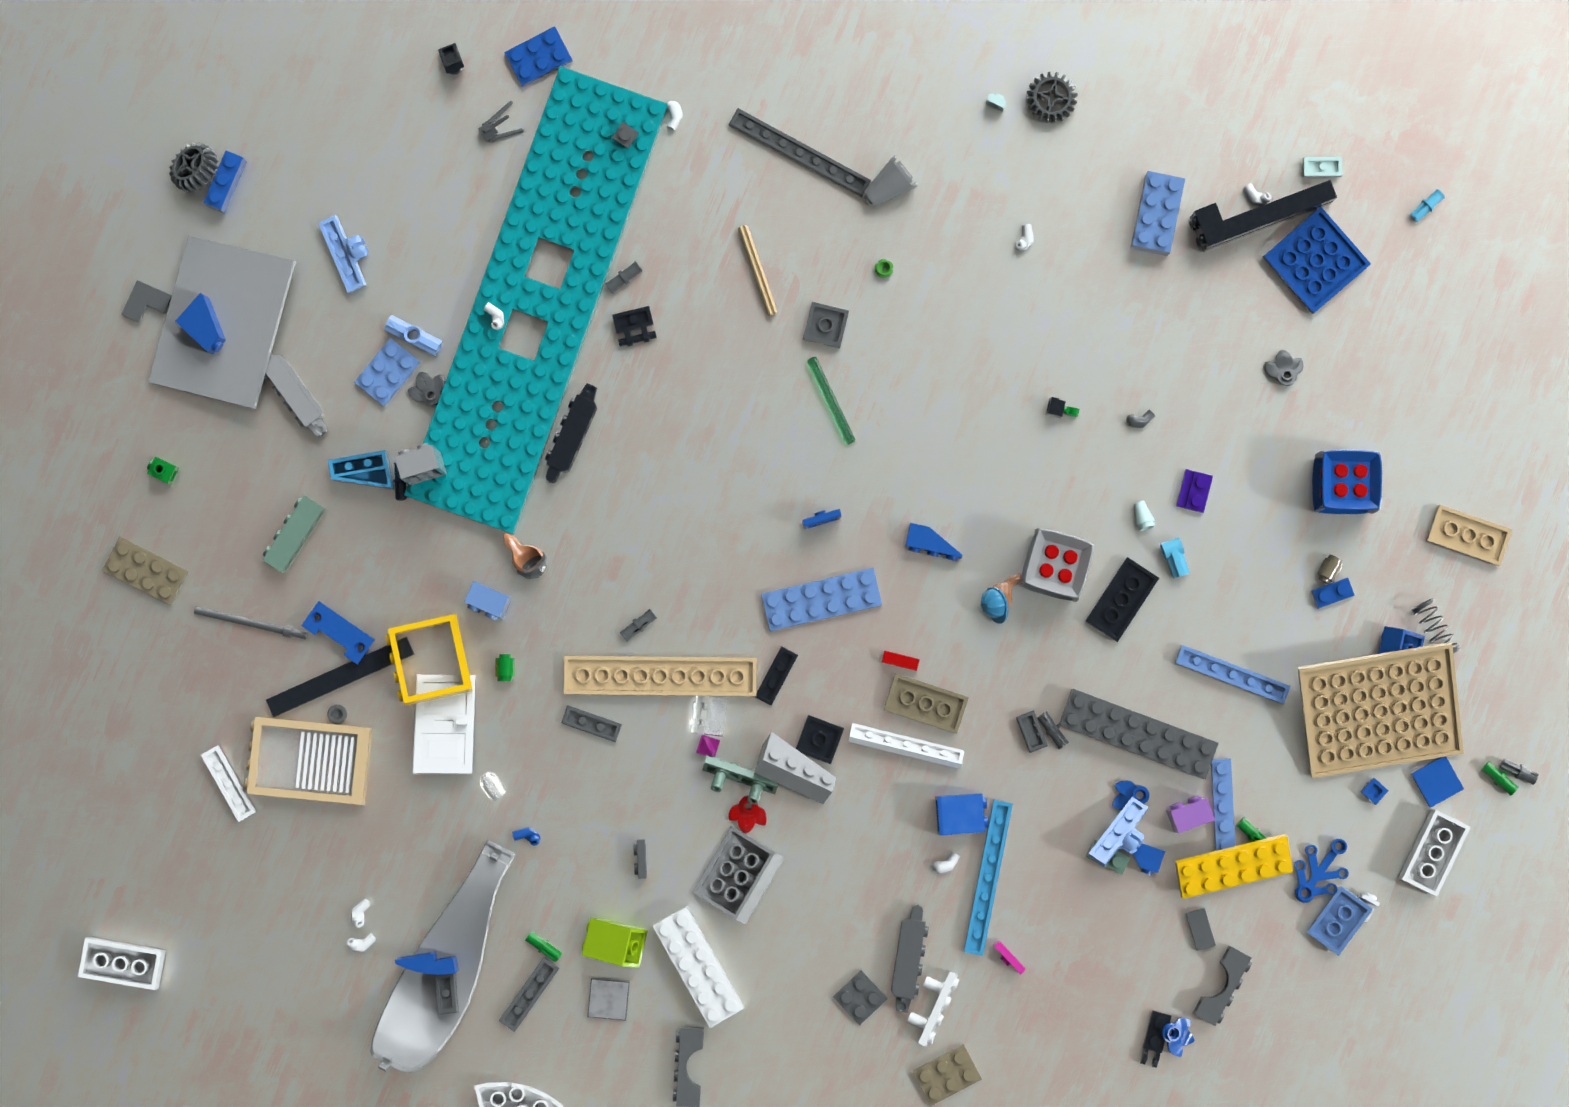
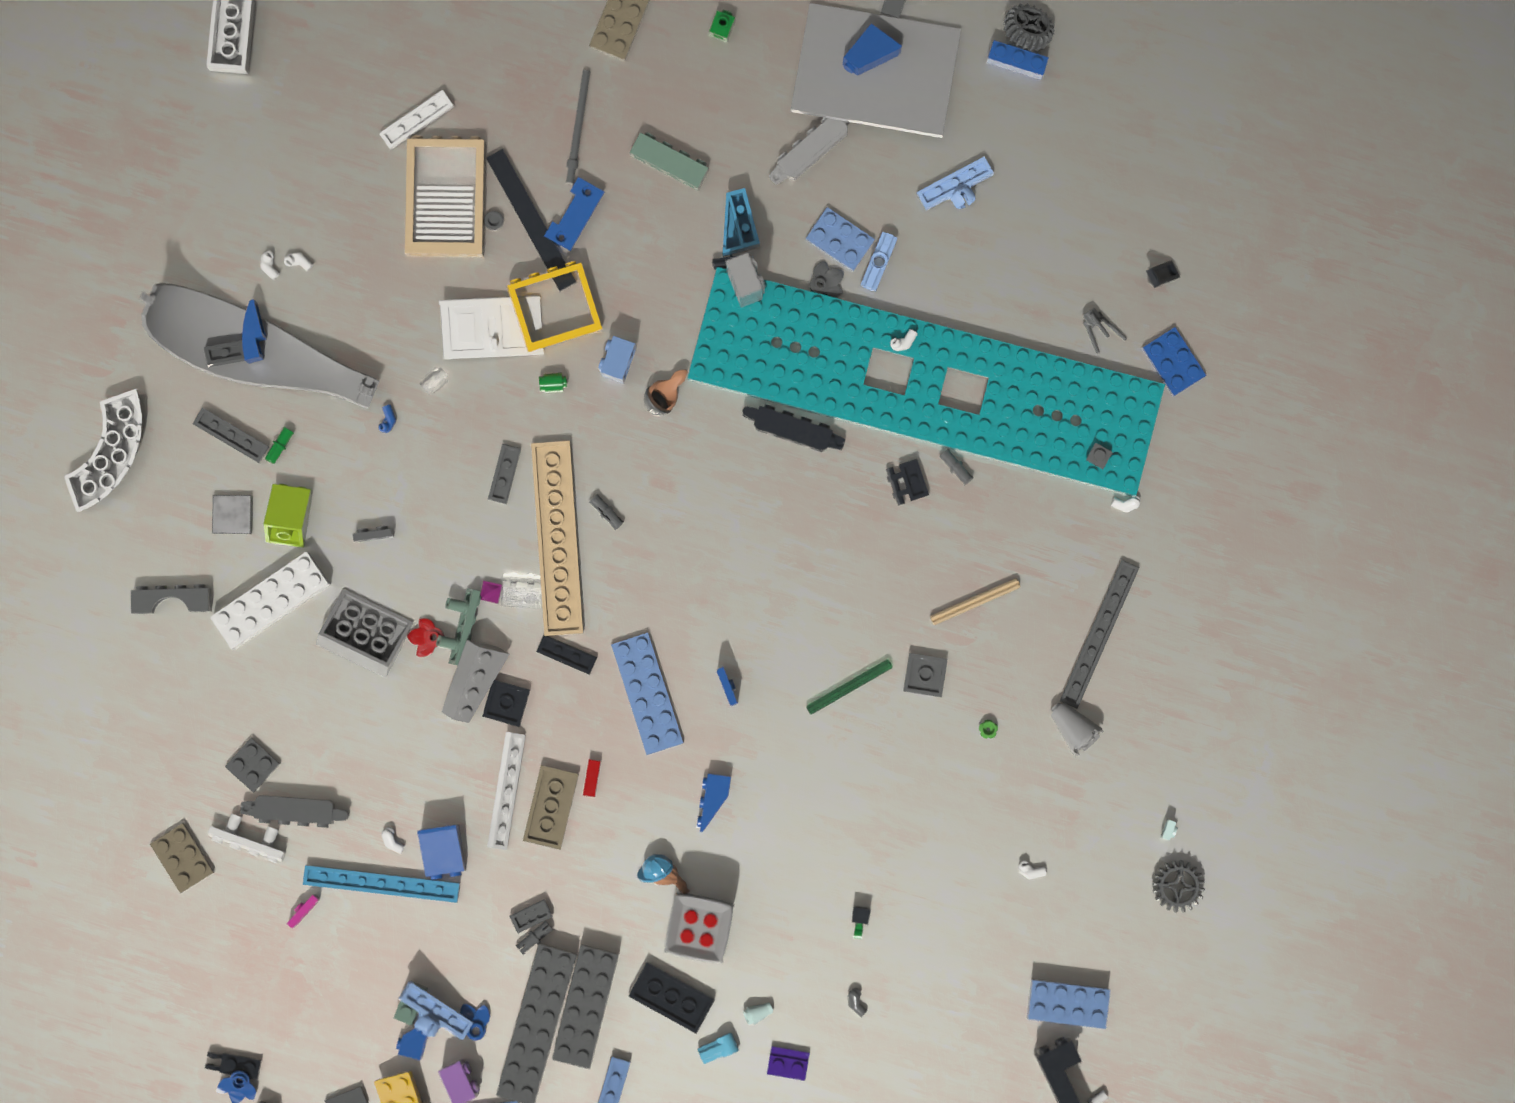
camera: 90 degrees right, 0 degrees up
(1124, 684) = (585, 1006): none -> dark grey brick

